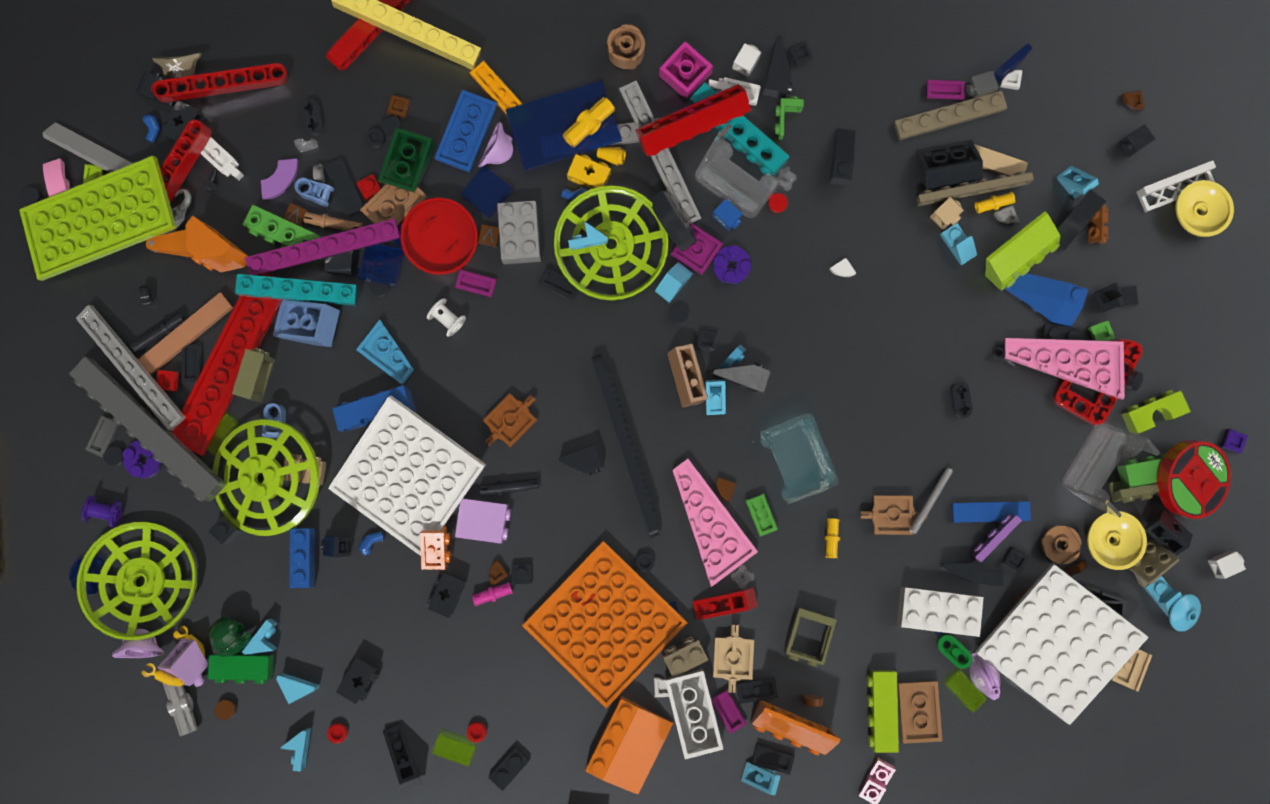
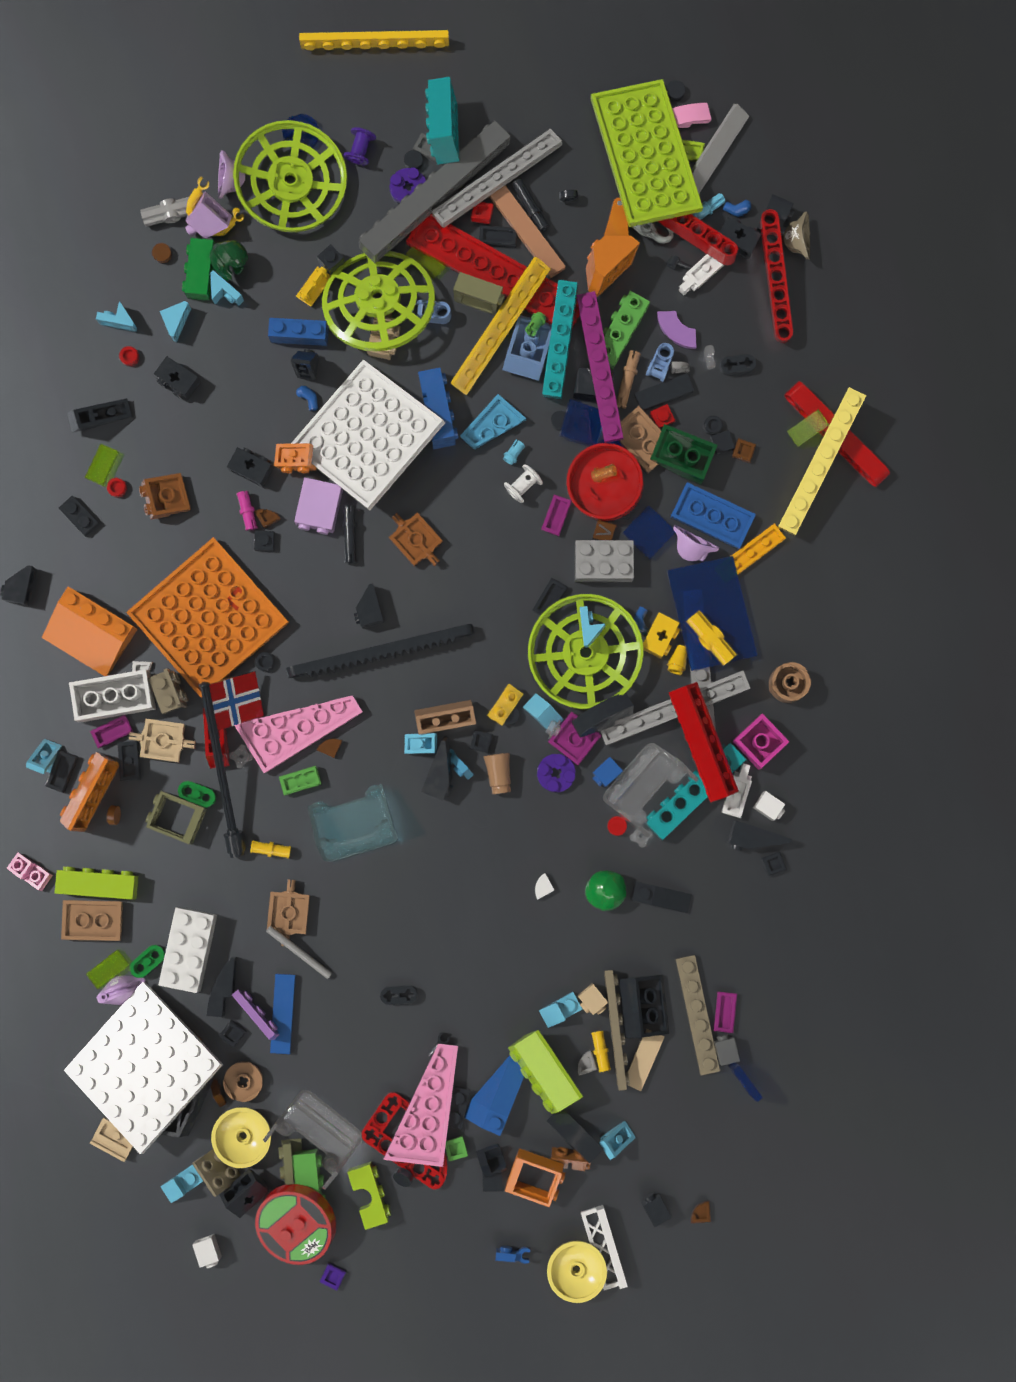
camera: 95 degrees right, 0 degrees up
(71, 425) = (442, 120): none -> teal brick
(148, 151) = (710, 206): none -> medium azure axle
(253, 546) = (314, 286): none -> yellow hinge
(277, 315) = (537, 321): none -> bright green pin
(285, 351) = (500, 325): none -> yellow plate
(295, 214) = (638, 342): reddish brown tile -> none
(372, 44) = (808, 428): none -> clear neon green tile
(414, 329) = (514, 451): none -> medium azure pin
(430, 237) = (603, 473): none -> clear yellow pin
(482, 680) = (164, 496): none -> dark orange plate
(668, 317) = (505, 704): none -> yellow hinge
(690, 268) = (553, 728): none -> clear plate
(696, 593) = (226, 705): none -> flag
(736, 319) = (498, 772): none -> medium nougat plant
(786, 618) = (197, 794): none -> green plate
(792, 104) = (718, 848): bright green bracket -> none
(842, 207) = (605, 890): none -> green piece
(1012, 80) = (731, 1084): white tile -> none
(1135, 258) = (530, 1192): none -> orange window
(1185, 612) = (163, 1201): medium azure dish -> none
(1195, 274) = (506, 1254): none -> blue plate

